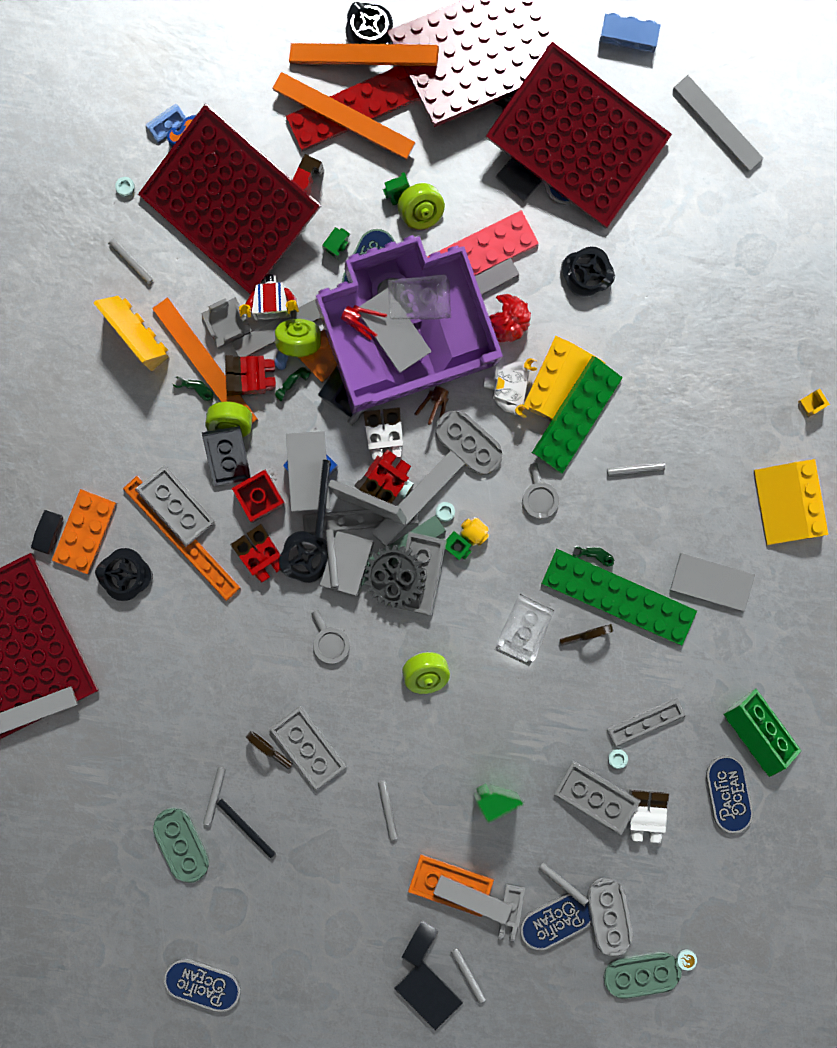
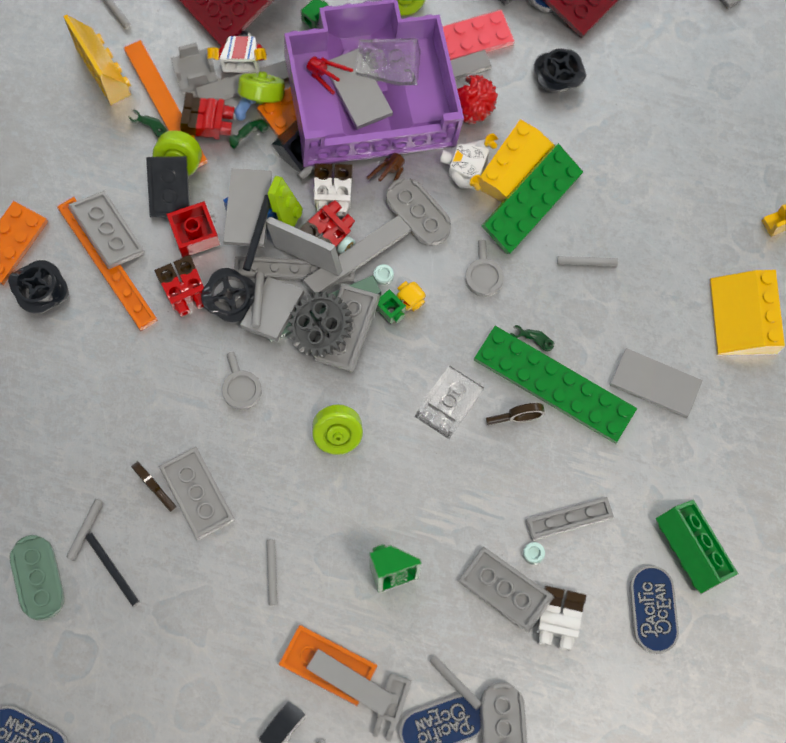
camera: 10 degrees right, 15 degrees down
(342, 463) = (284, 202): none -> lime wing

